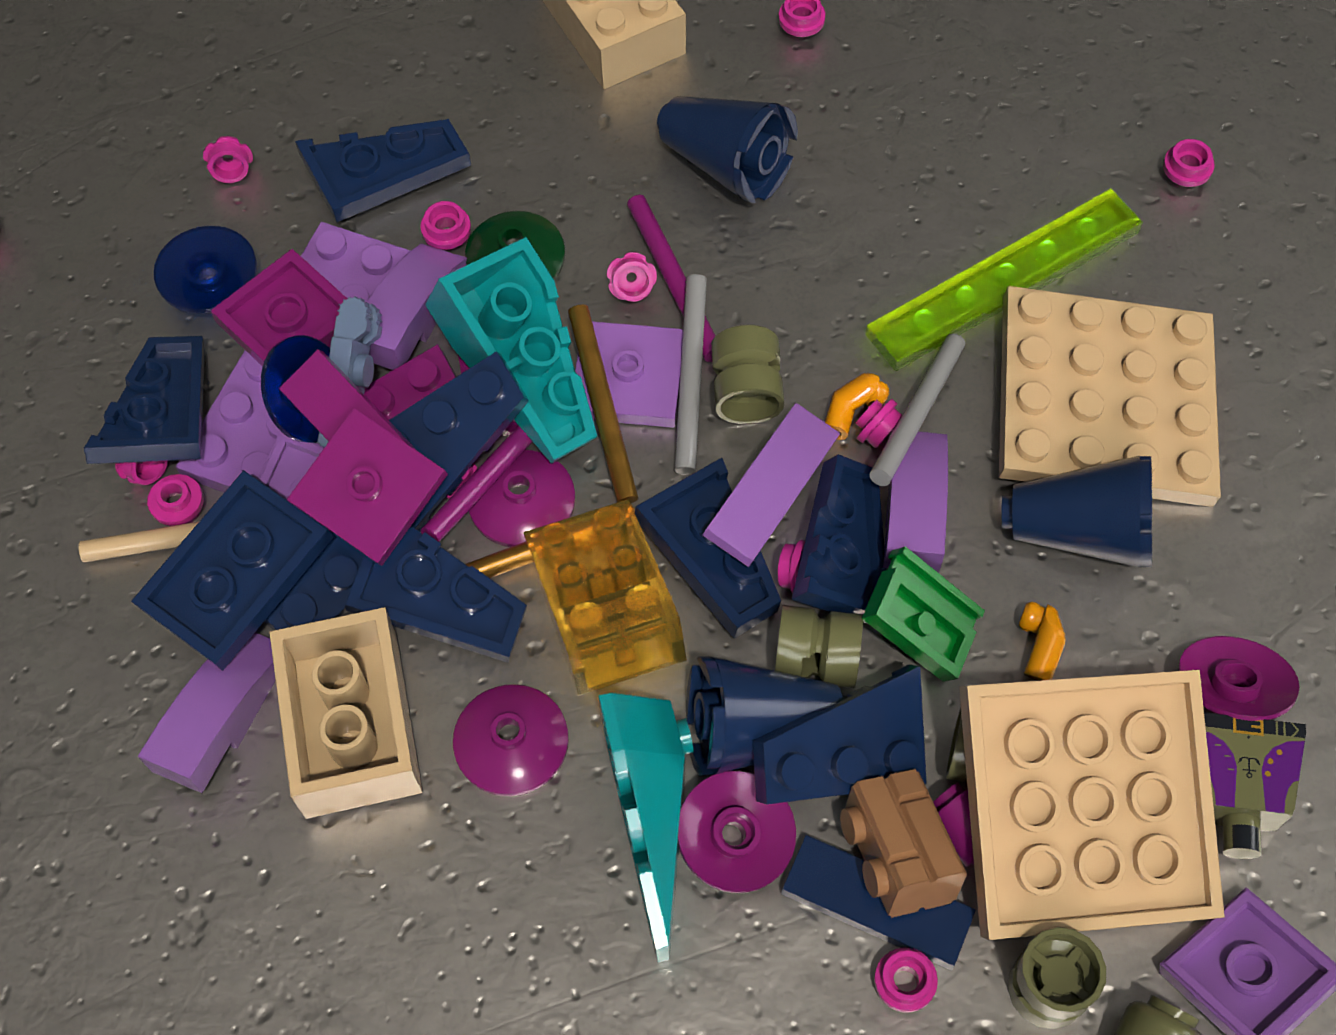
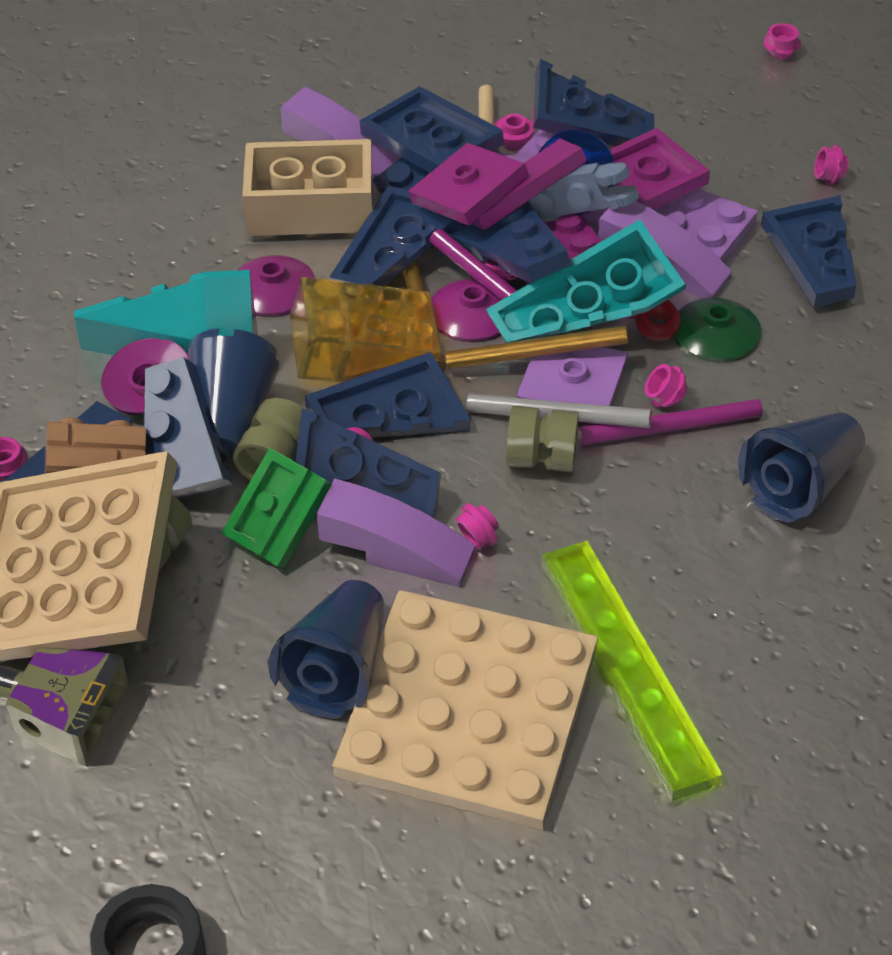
camera: 100 degrees right, 15 degrees down
(200, 254) = (718, 143): clear blue dish -> none
(441, 216) = (745, 282): dark pink plate -> none
(771, 484) = (428, 434): medium lavender slope -> none
(851, 396) = (508, 513): light orange arm -> none
(917, 410) = (481, 548): light grey bar -> none
(1048, 640) = (247, 604): light orange arm -> none
(1189, 163) = (750, 846): dark pink plate -> none
(1242, 678) = (158, 702): magenta dish -> none

